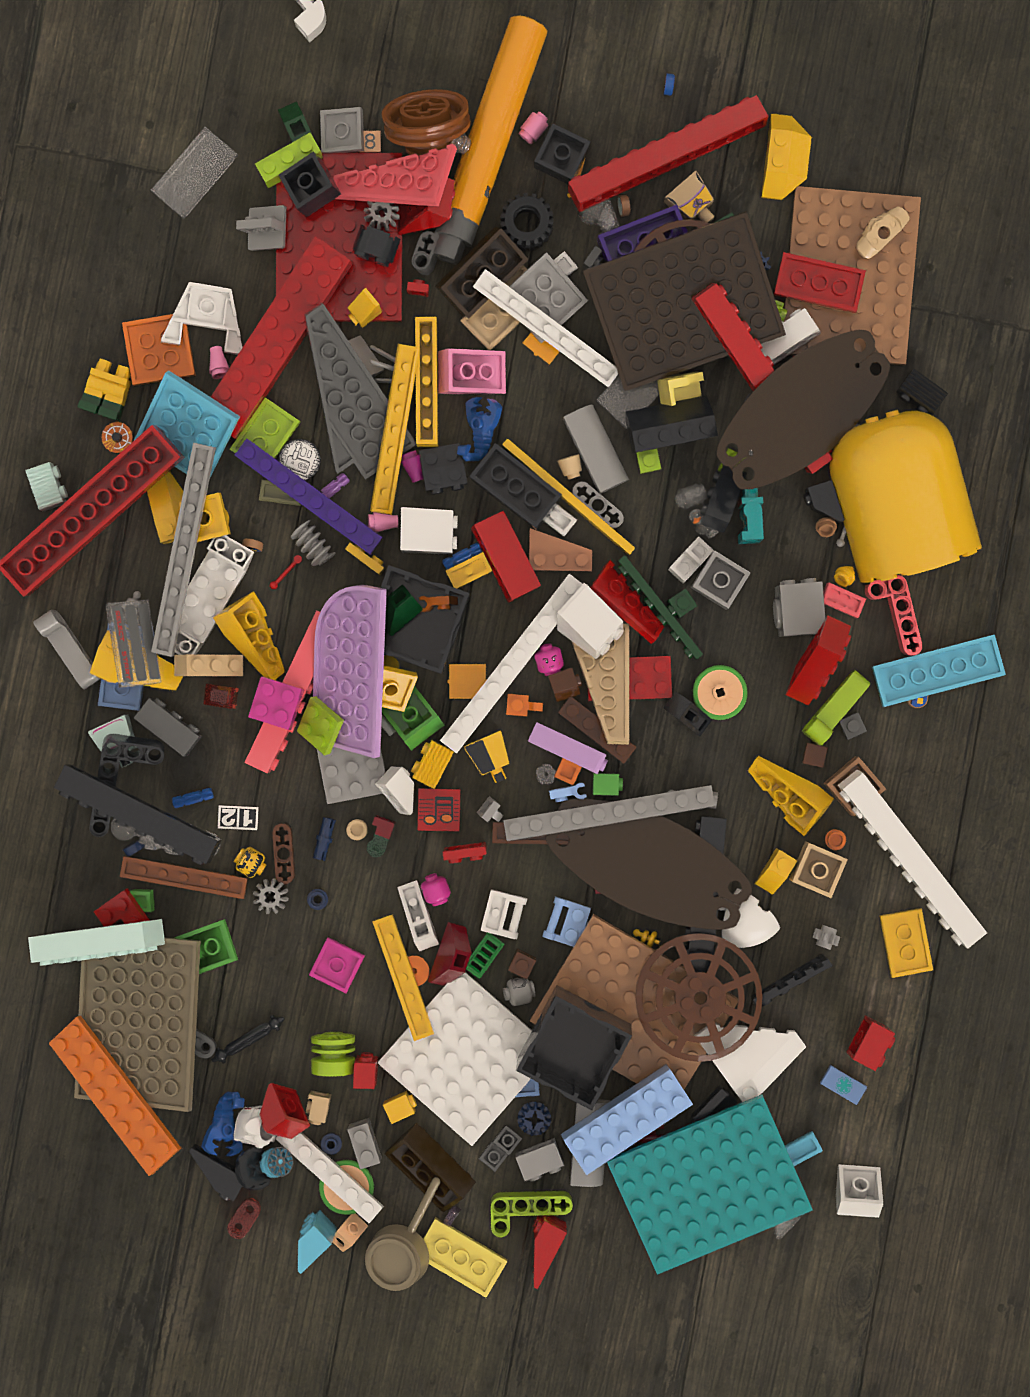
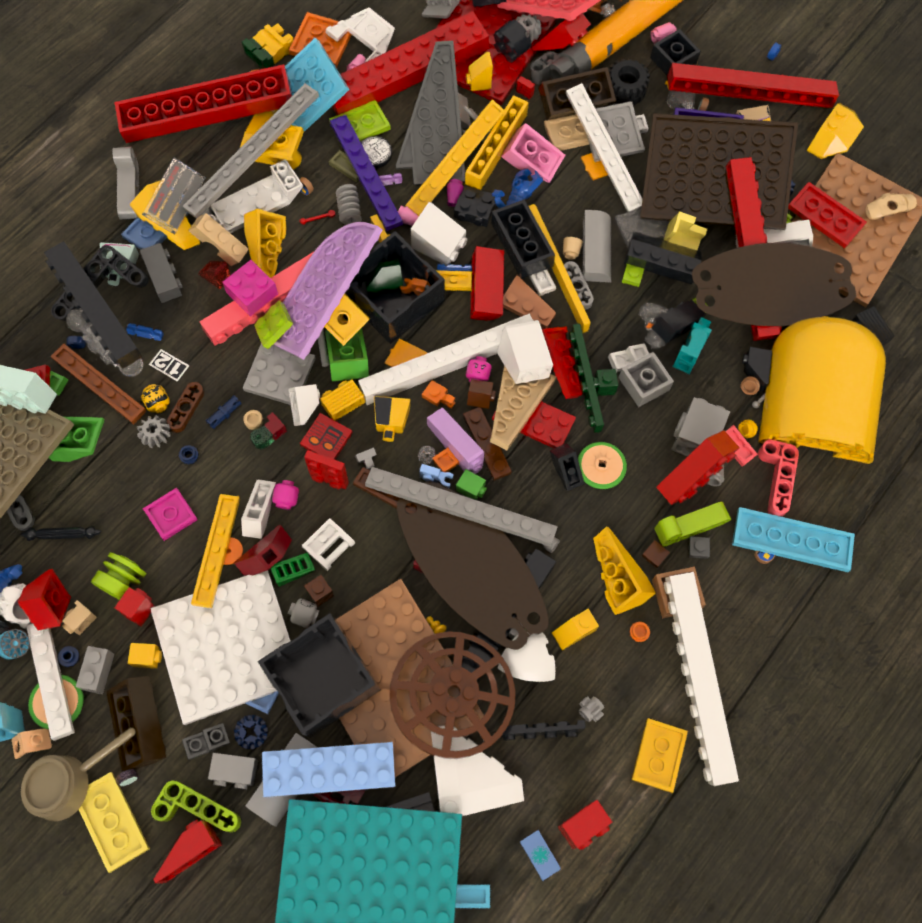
camera: 25 degrees right, 20 degrees down
(46, 486) = (187, 75): light aqua brick -> none
(573, 924) = (379, 582): light blue plate -> none
(818, 869) = (613, 645): tan brick -> none

